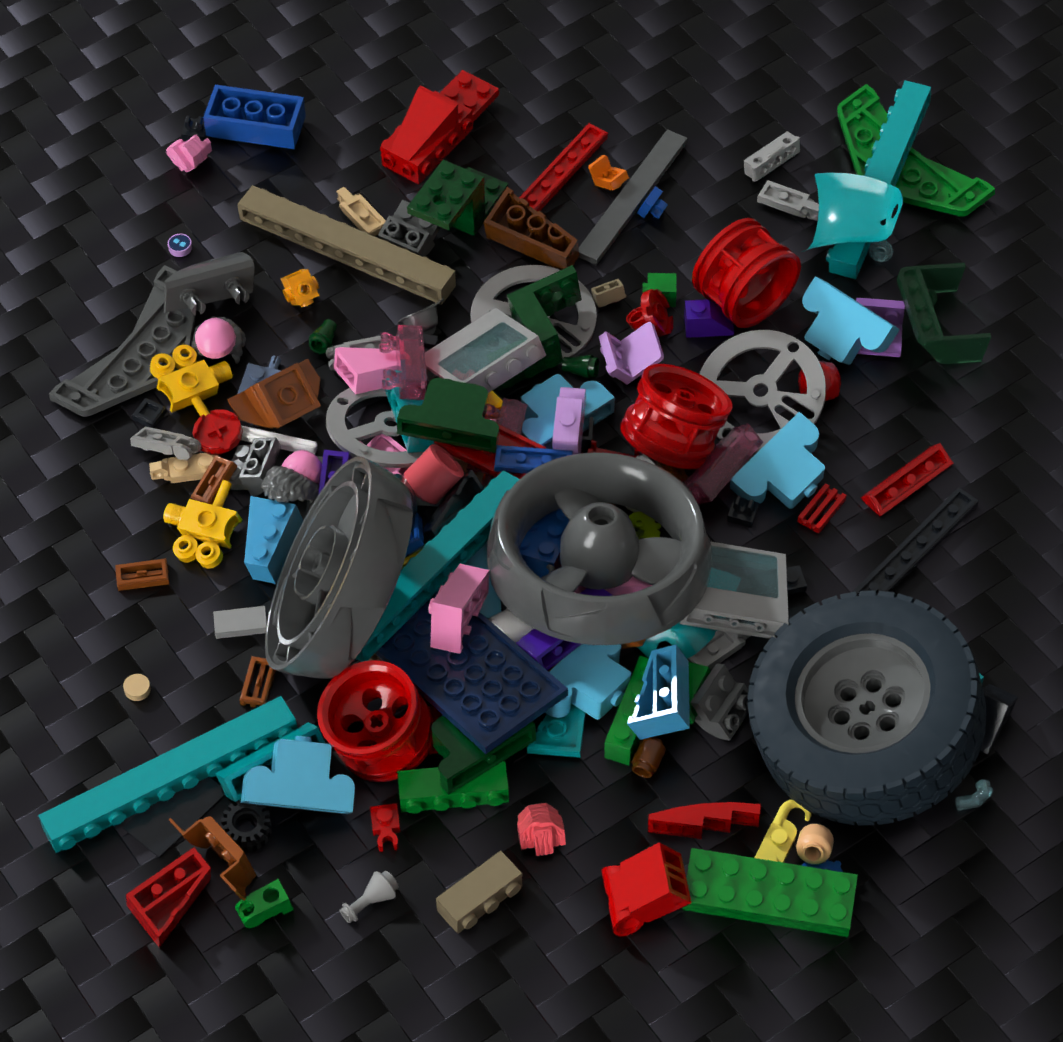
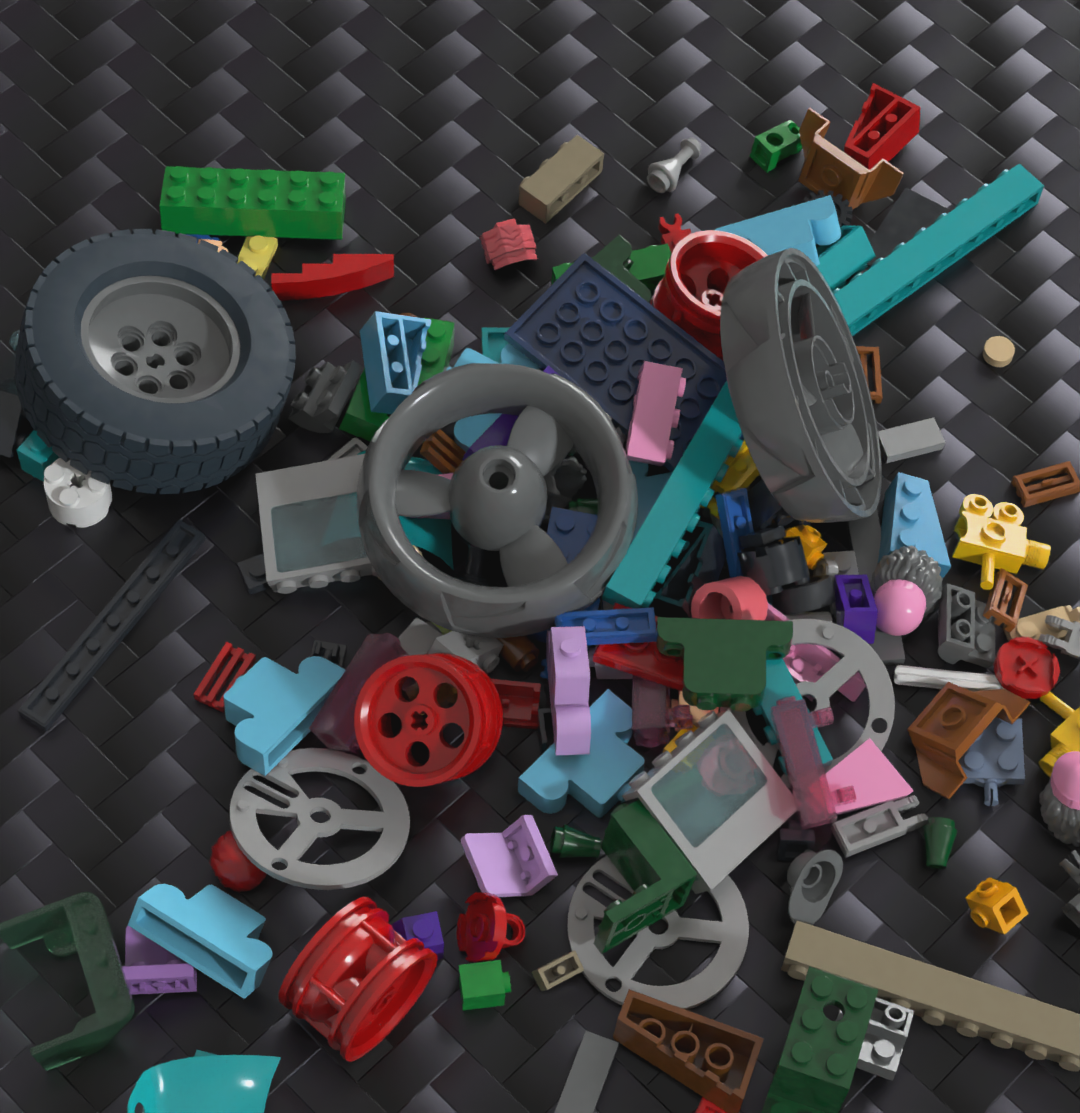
camera: 165 degrees right, 5 degrees up
(360, 212) = (953, 1066): tan hinge -> none
(645, 888) = (385, 183): red piece -> none
(907, 479) = (114, 737): red slope -> none

